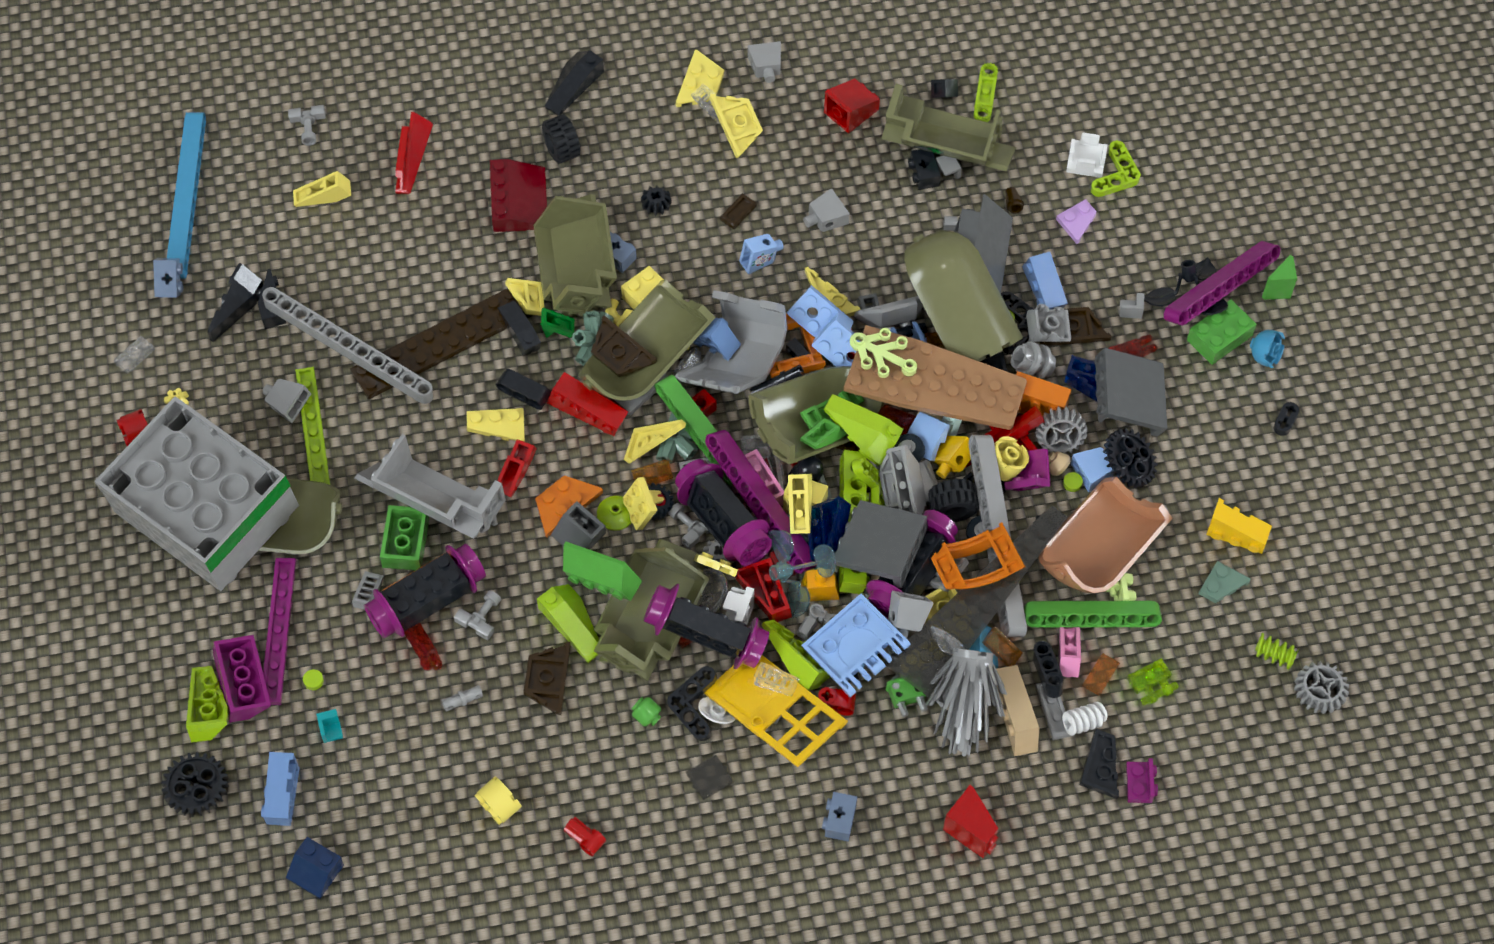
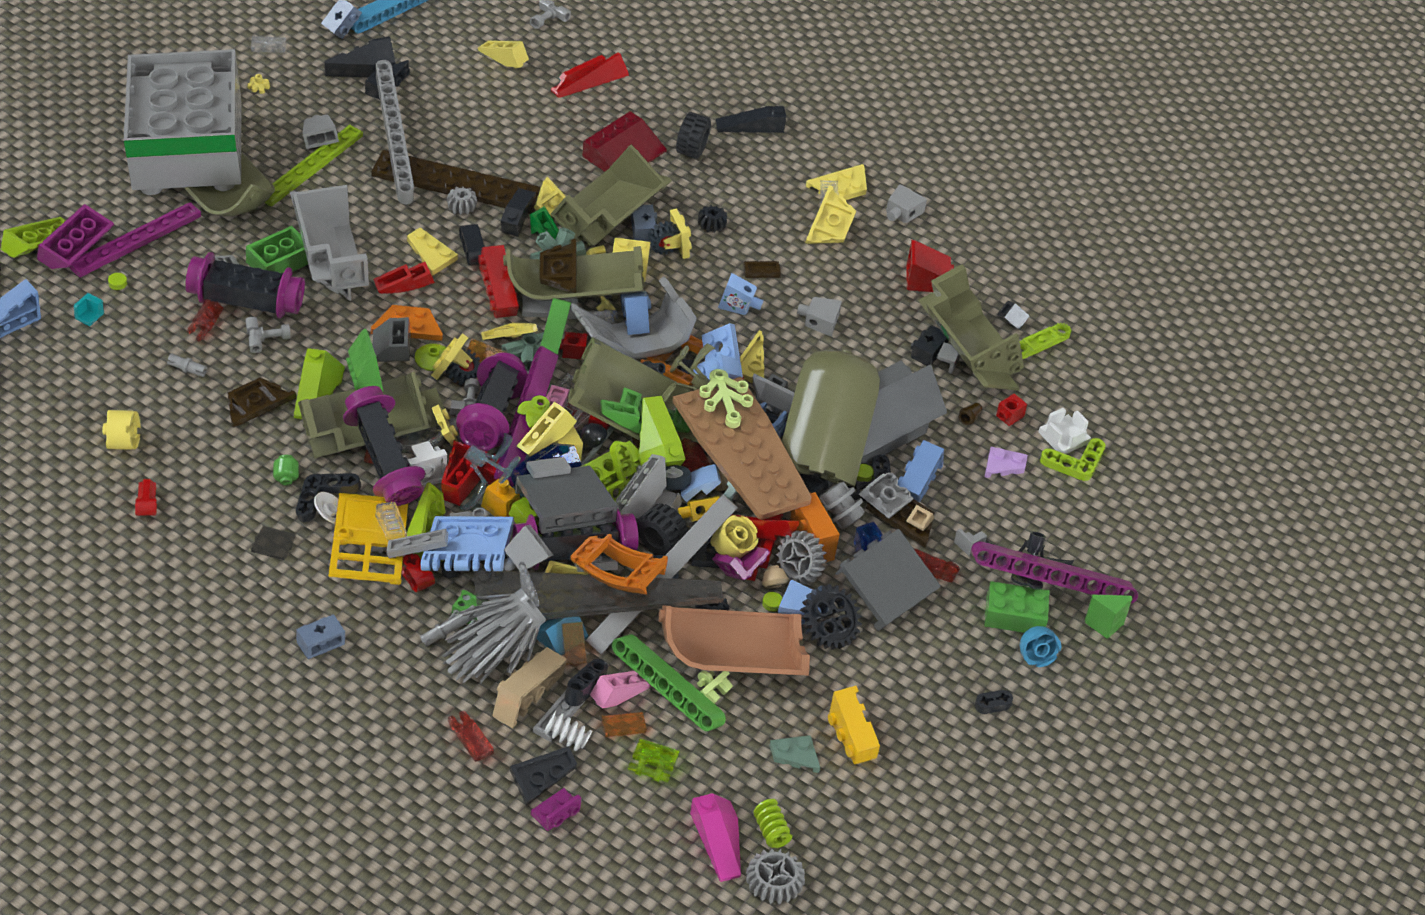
camera: 40 degrees right, 15 degrees down
(466, 358) = (462, 200): none -> light grey gear
(654, 243) = (671, 236): none -> plate
(772, 494) = (533, 410): none -> lime plate
(824, 679) = (417, 543): none -> light grey tile
(838, 338) = (698, 380): none -> olive plant
(843, 531) = (548, 467): none -> light grey tile
(914, 721) = (445, 628): none -> light grey pin
(972, 824) = (399, 714): red slope -> none
(1025, 786) = (471, 736): none -> clear red hinge
(1035, 171) = (1011, 409): none -> red brick
(1088, 321) = (920, 518): none -> tan slope
(1249, 691) = (719, 833): none -> dark pink wedge

